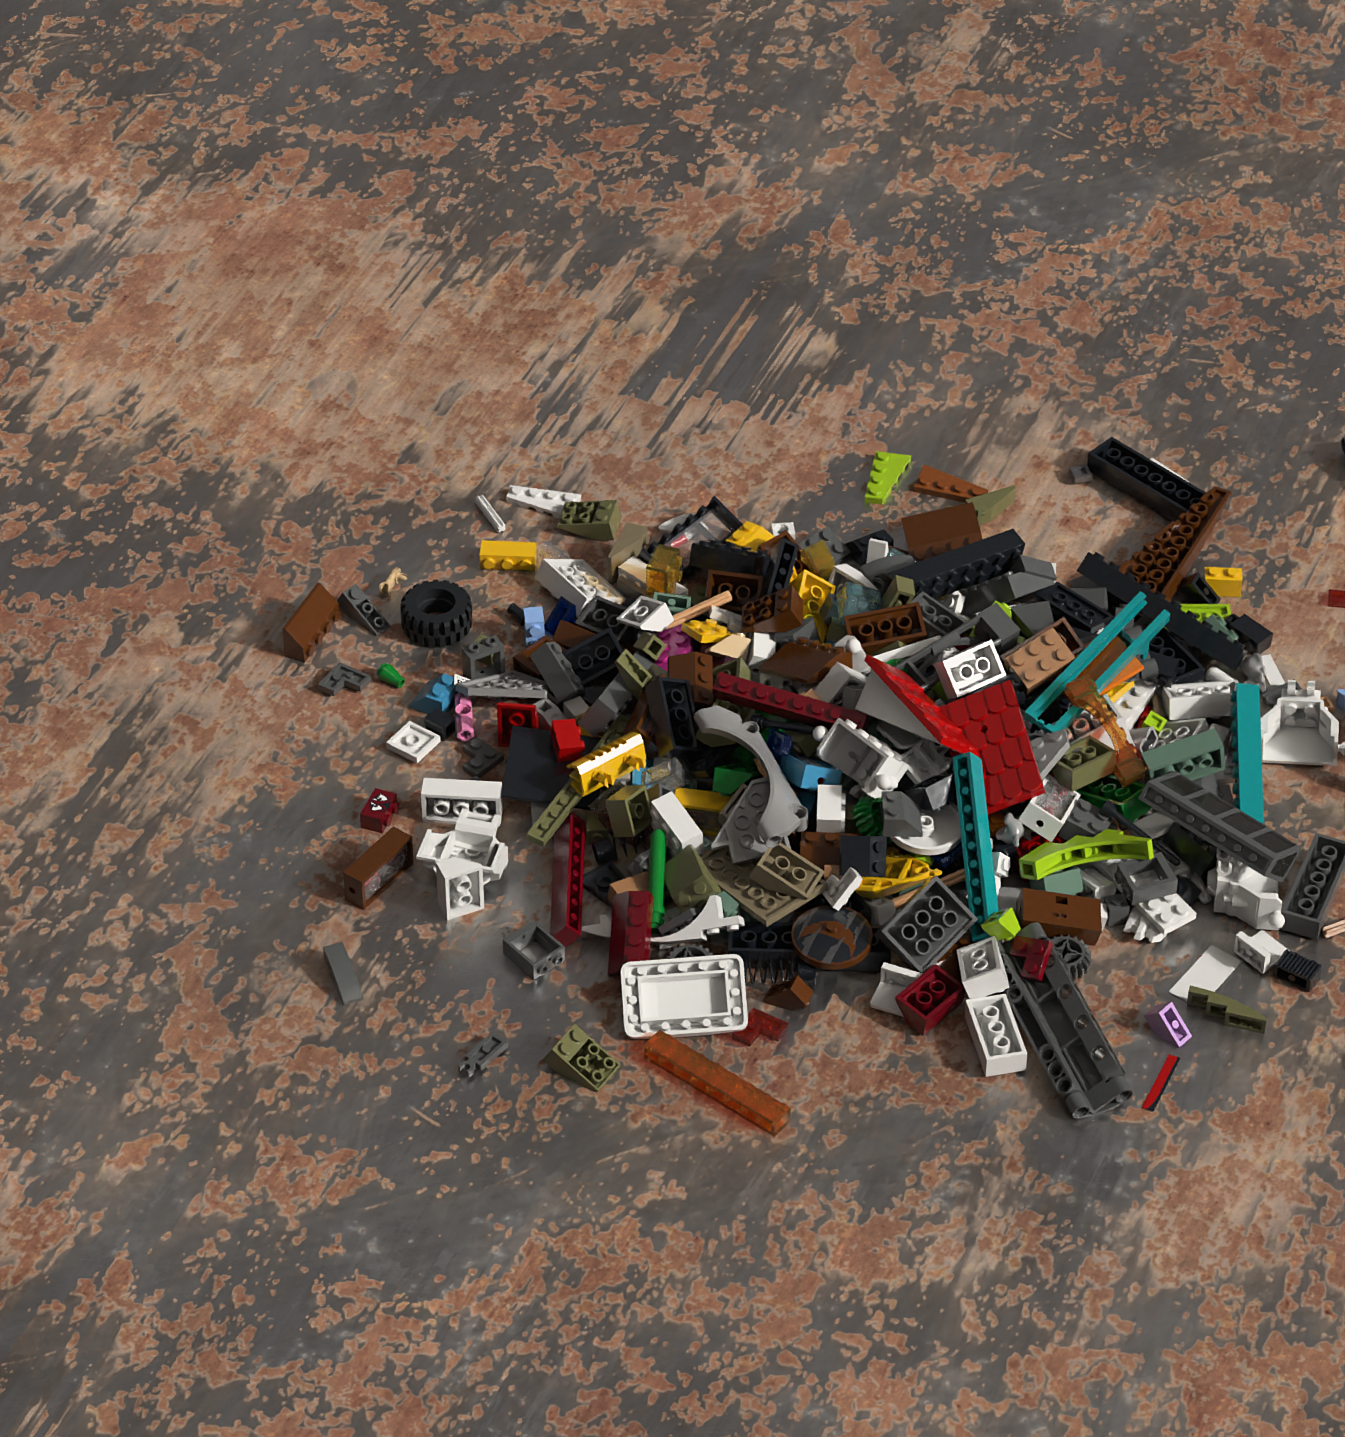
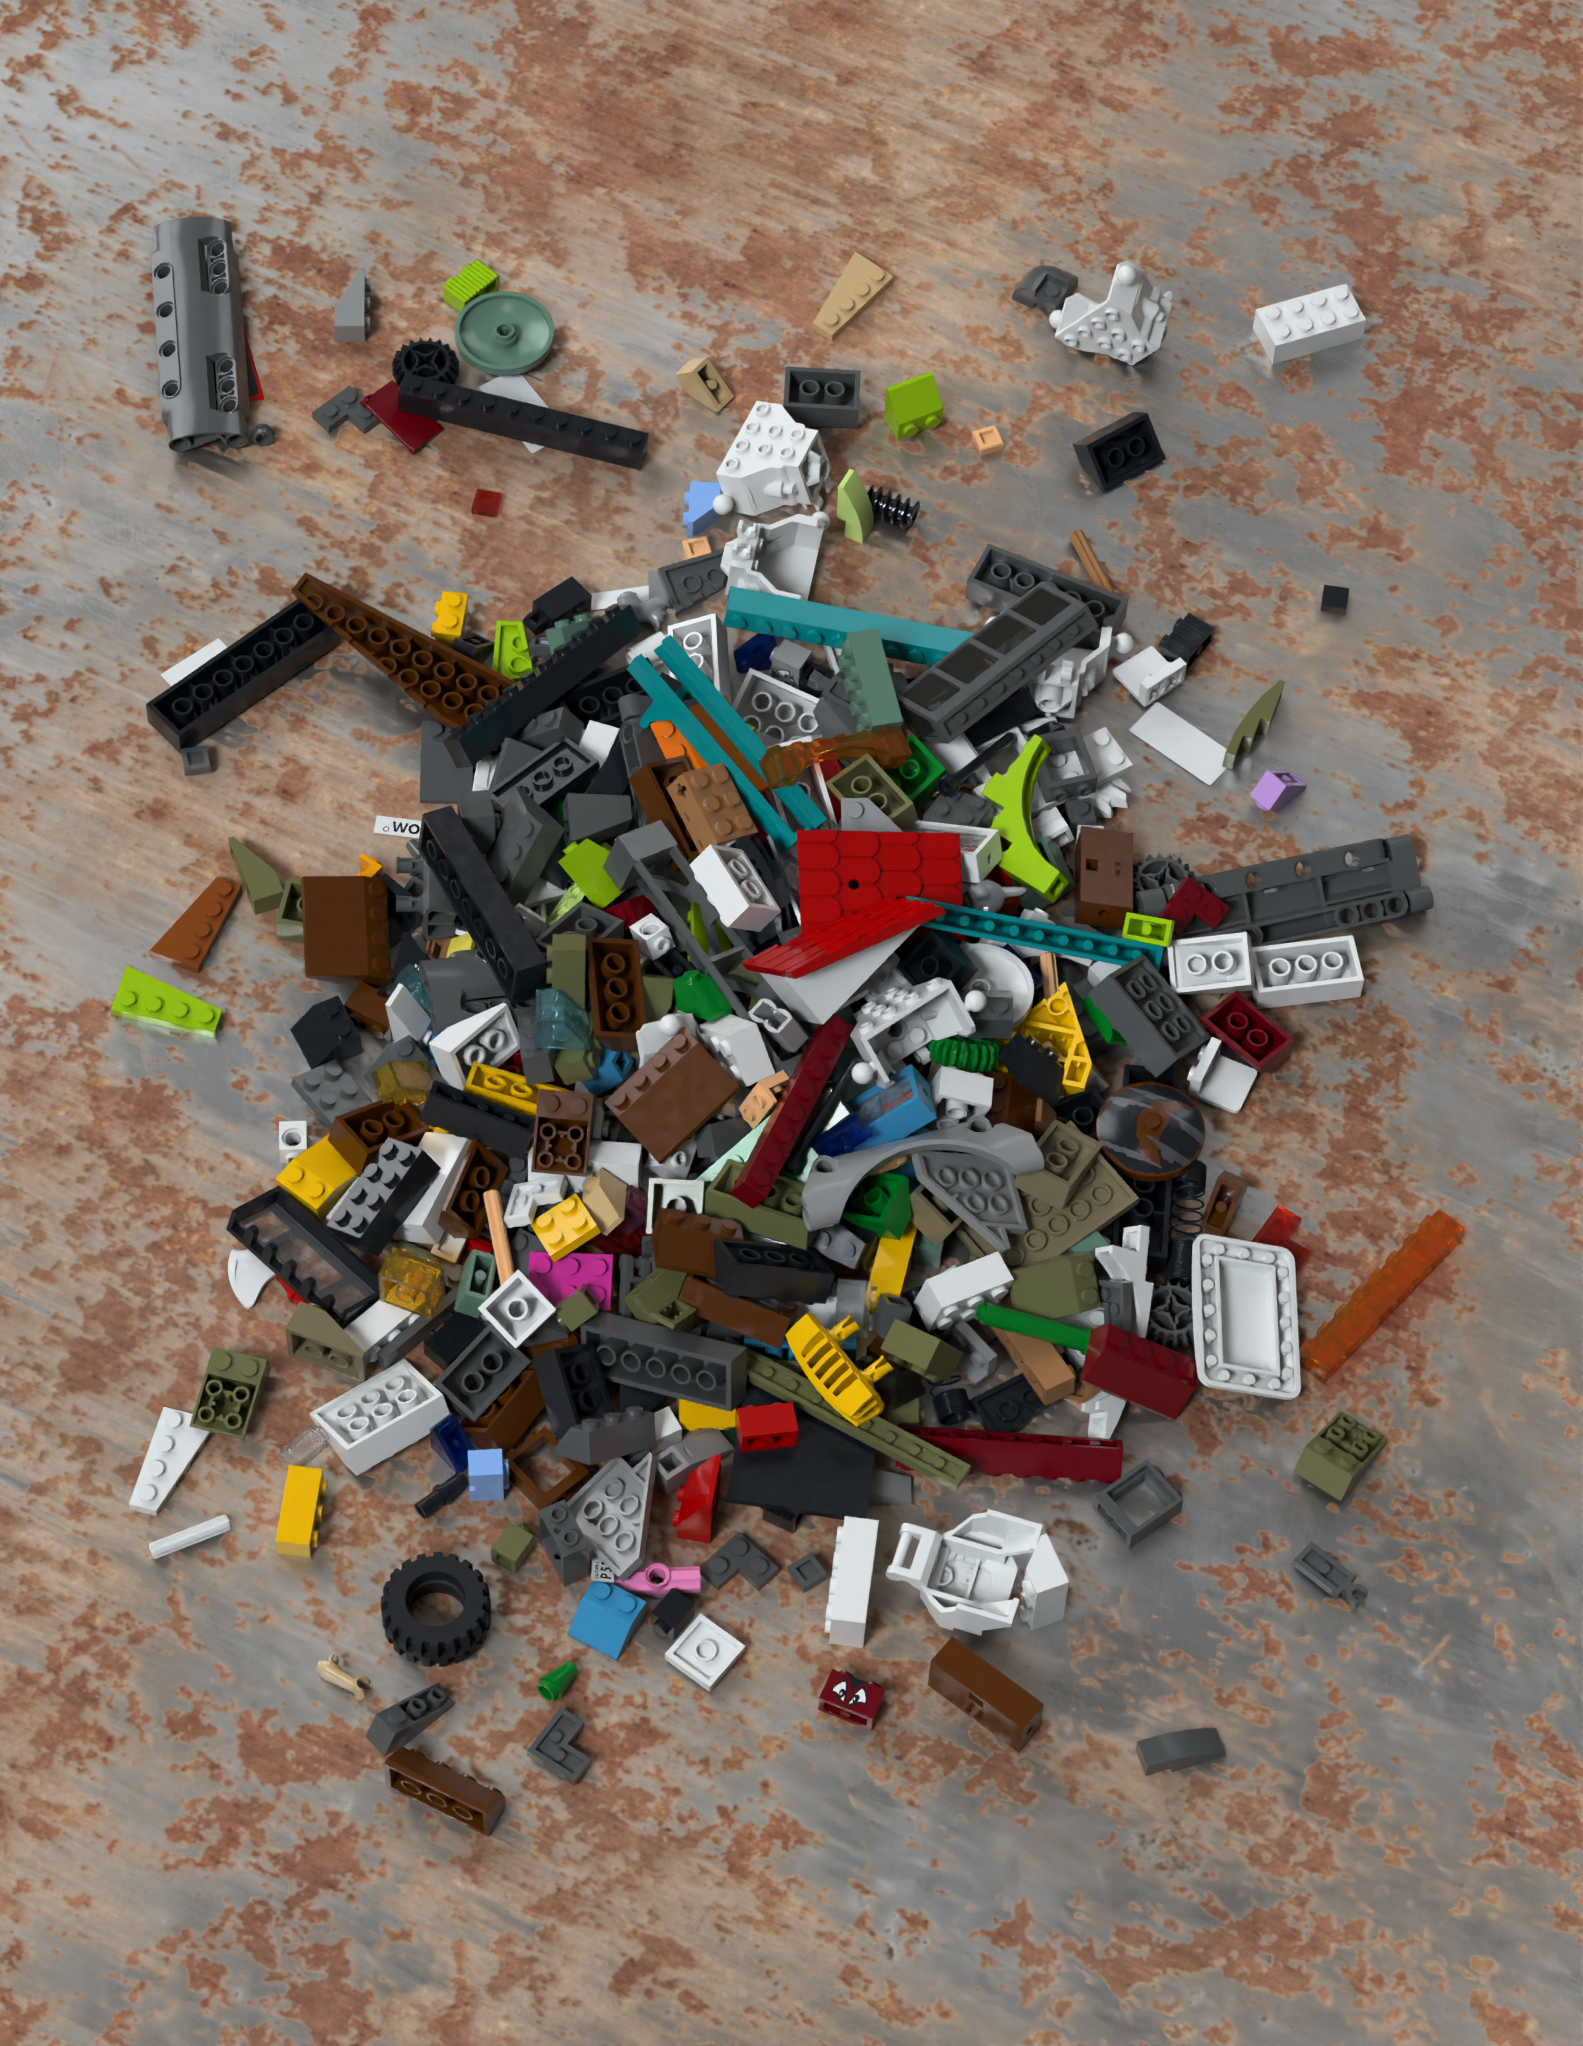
camera: 90 degrees left, 15 degrees up
(840, 891) = (1091, 1102): white plate -> none
(906, 650) = (661, 968): white sticker -> none
(1161, 1083) = (1364, 812): red sticker -> none

